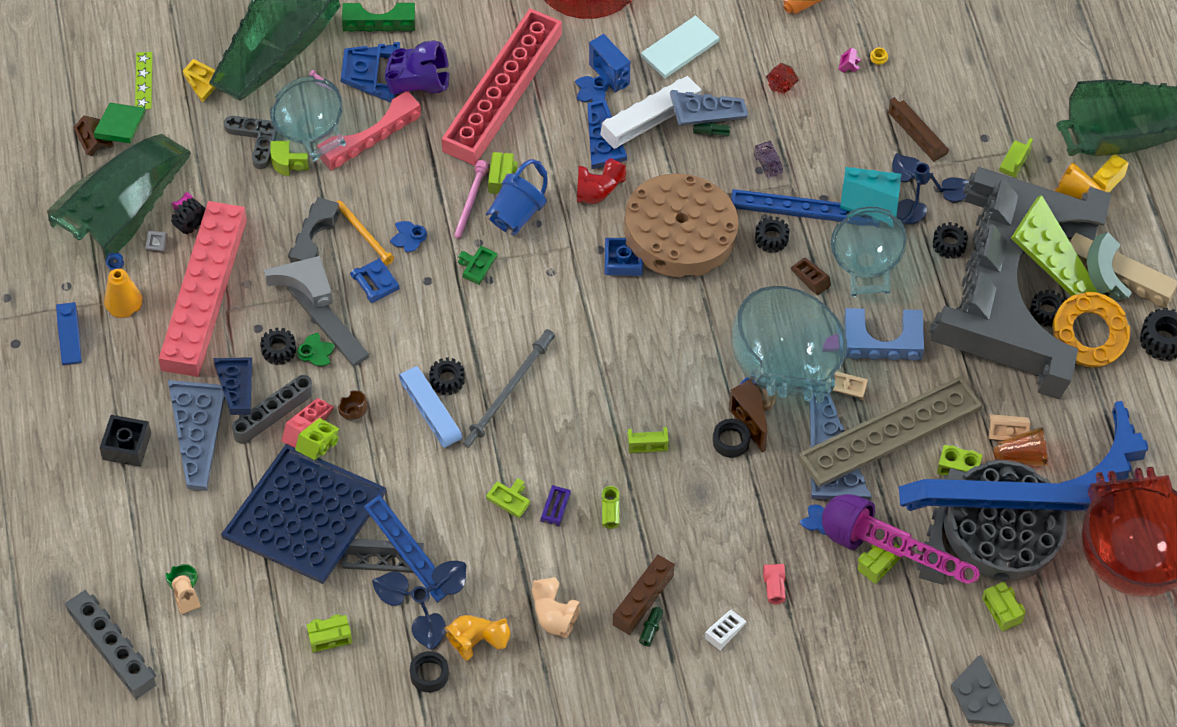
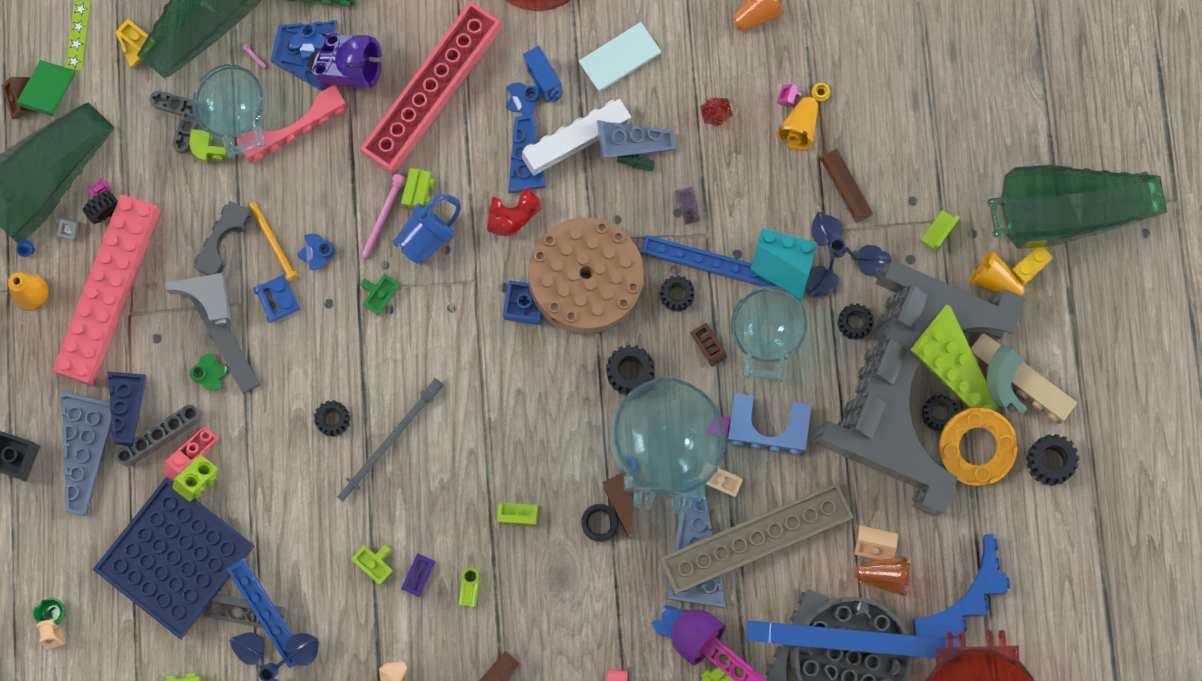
camera: 15 degrees right, 20 degrees up
(278, 355) = (162, 358): black tyre -> none
(353, 406) = (235, 443): reddish brown hair -> none
(375, 57) = (307, 42): none -> blue plate
(430, 406) = (311, 451): light blue beam -> none
(729, 290) = (629, 354): none -> black tyre
(864, 84) = (800, 125): none -> light orange cone
(961, 458) = (818, 584): lime brick -> none

